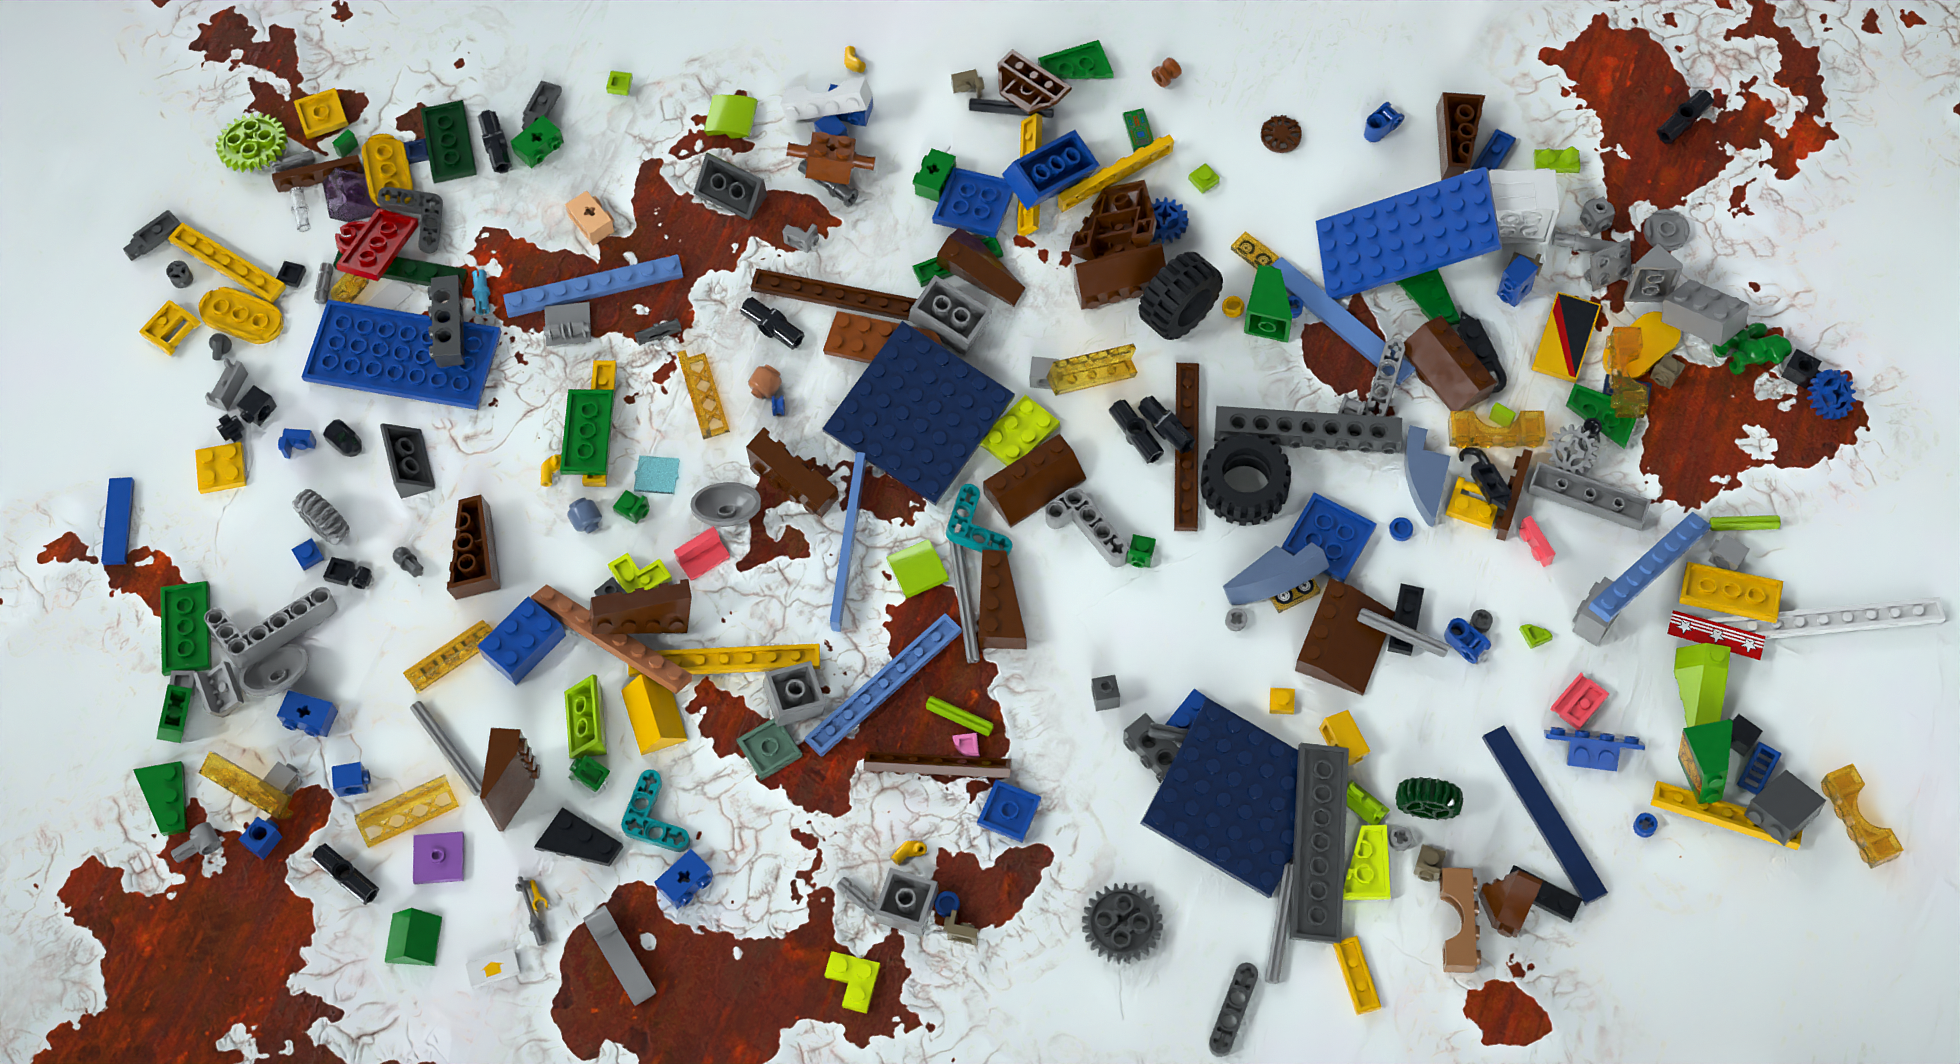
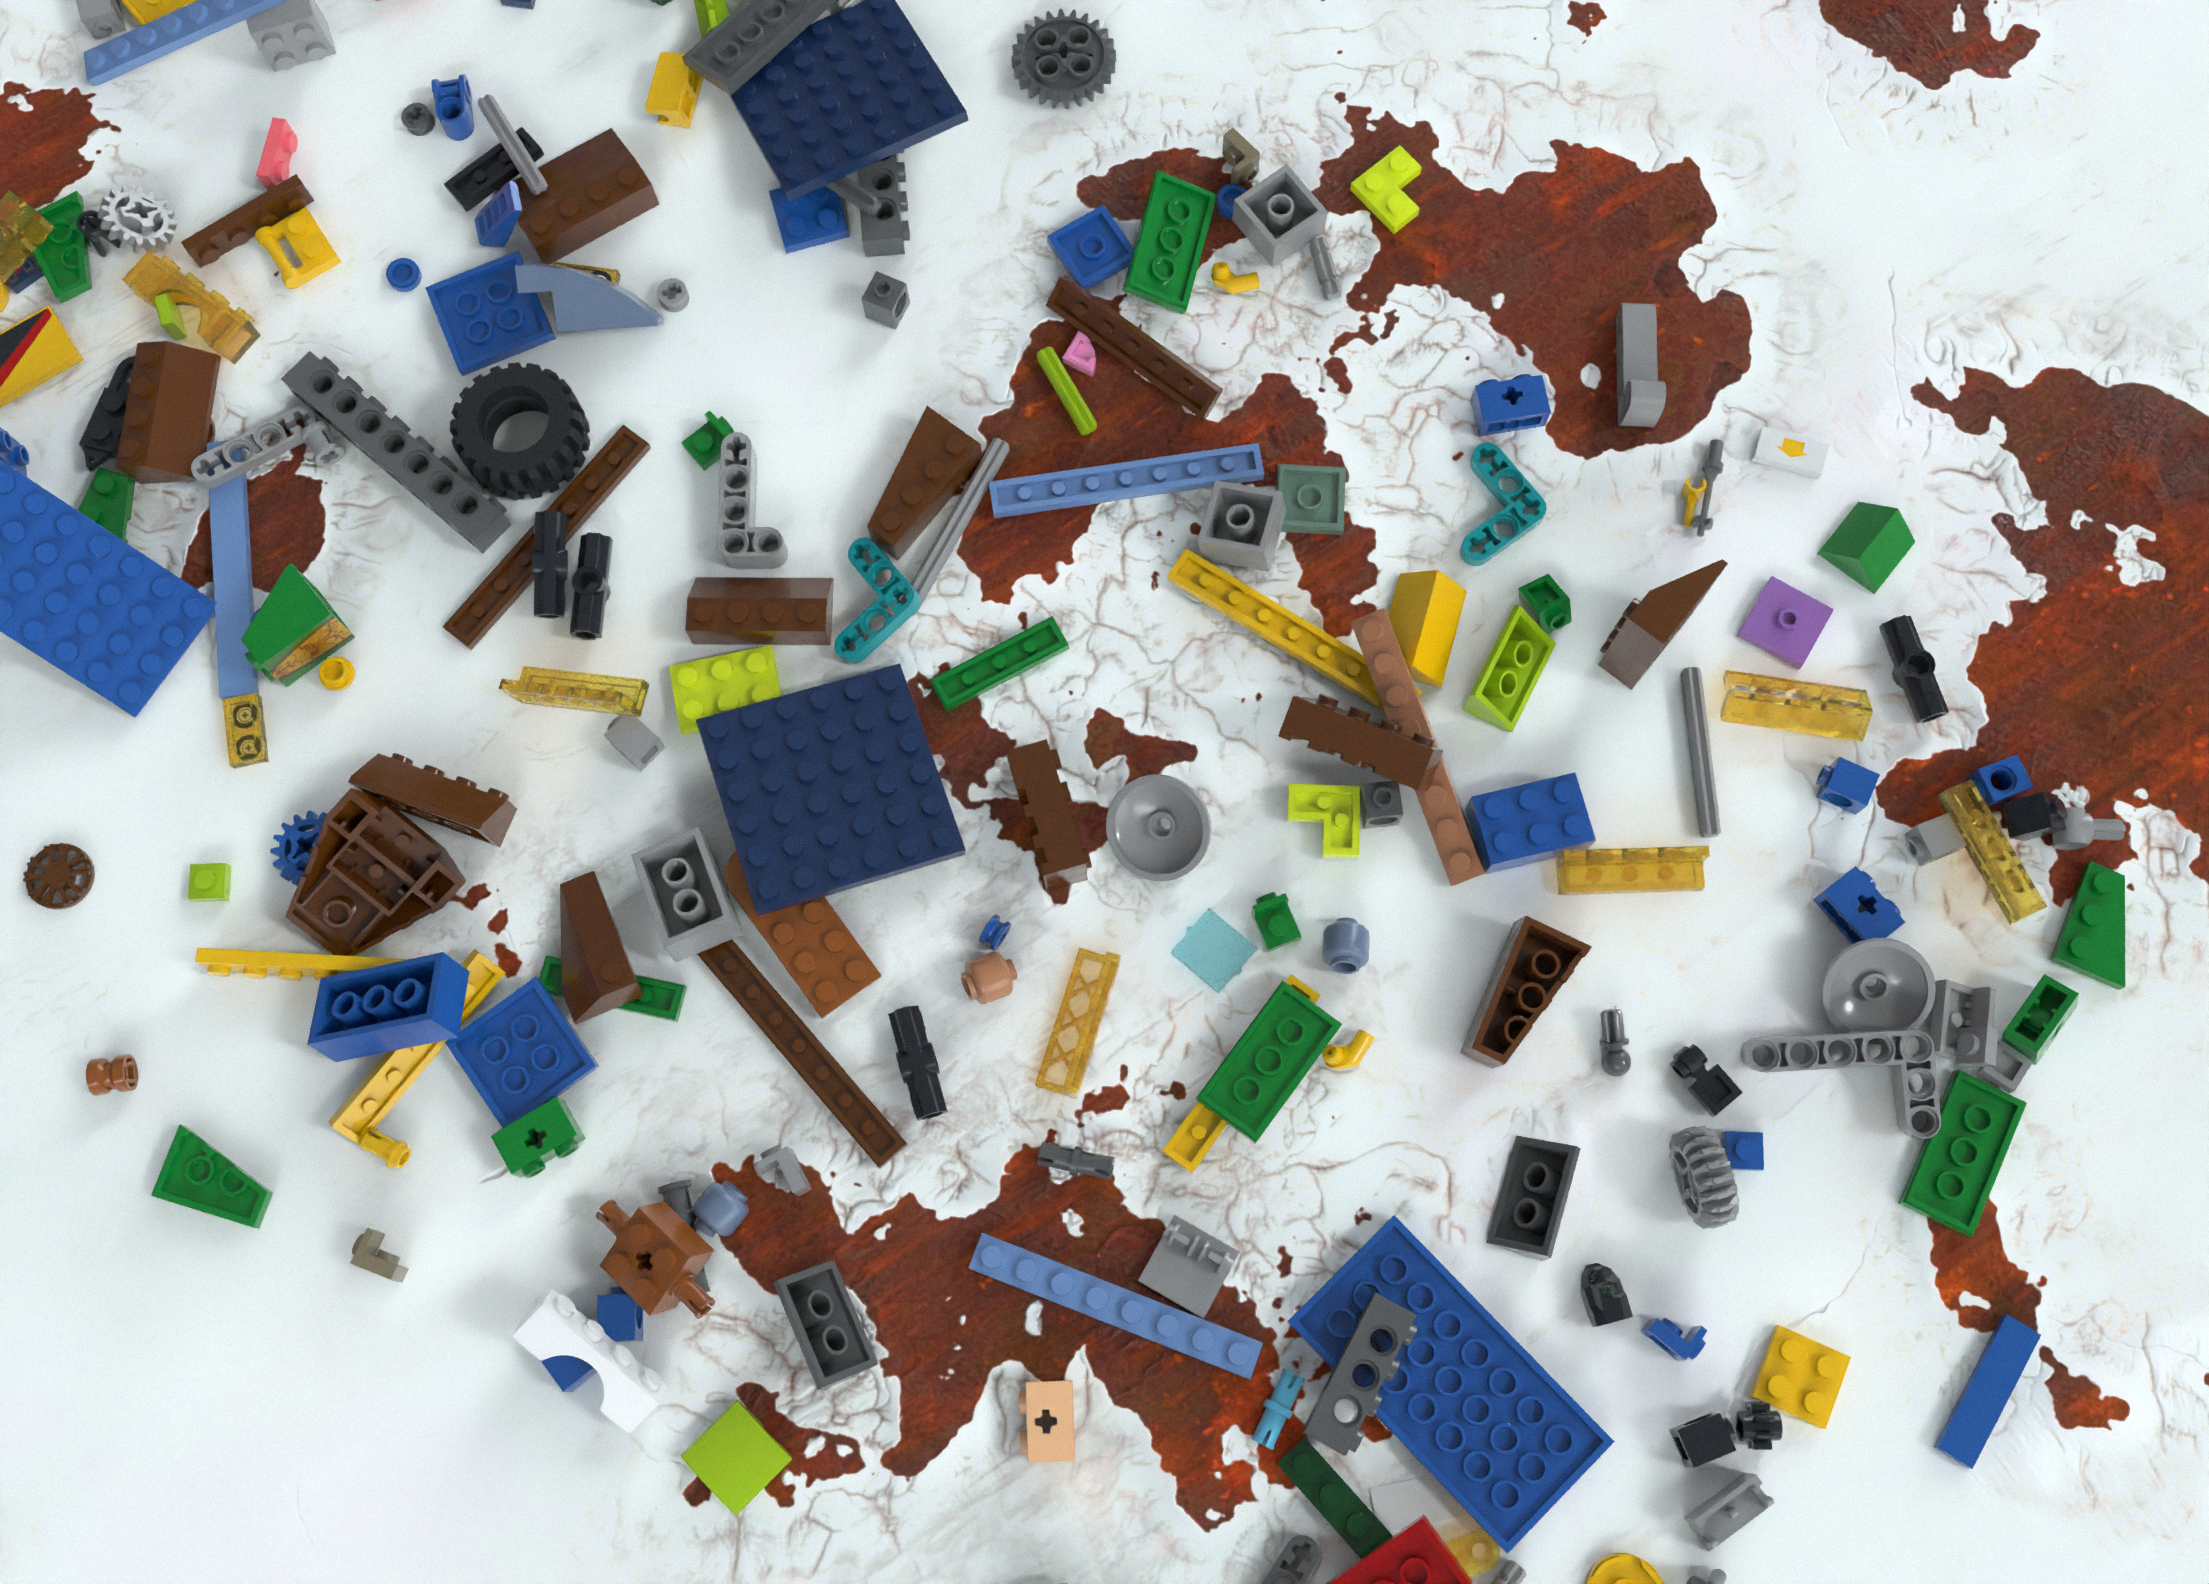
camera: 145 degrees left, 10 degrees up
(203, 674) = (1977, 1046): none -> light grey plate
(229, 825) = (2034, 816): none -> black brick
(577, 838) = (1603, 536): black wing -> none
(701, 554) = (1232, 792): coral panel -> none
(819, 200) = (720, 1209): none -> sand blue head
(848, 542) = (1039, 684): medium blue tile -> none
(852, 62) = (503, 1426): yellow arm -> none
(880, 541) = (999, 664): none -> green tile
(917, 568) = (982, 595): lime slope -> none
(964, 845) = (1169, 242): none -> green tile
(1004, 107) = (354, 1178): black axle -> none
(1004, 127) = (392, 1152): none -> yellow pin
(1028, 84) = (302, 1175): reddish brown wedge -> none
(1138, 128) = (224, 1017): green tile -> none
(1180, 295) = (388, 691): black tyre -> none
(1282, 701) = (702, 177): yellow plate -> none
(1371, 586) = (499, 217): none -> blue slope
(1424, 473) = (321, 306): sand blue slope -> none
(1488, 478) = (259, 247): black plate -> none
(1535, 635) = (378, 69): lime tile -> none
(1589, 496) = (170, 163): light grey piece -> none
(1745, 522) = (47, 35): lime axle -> none

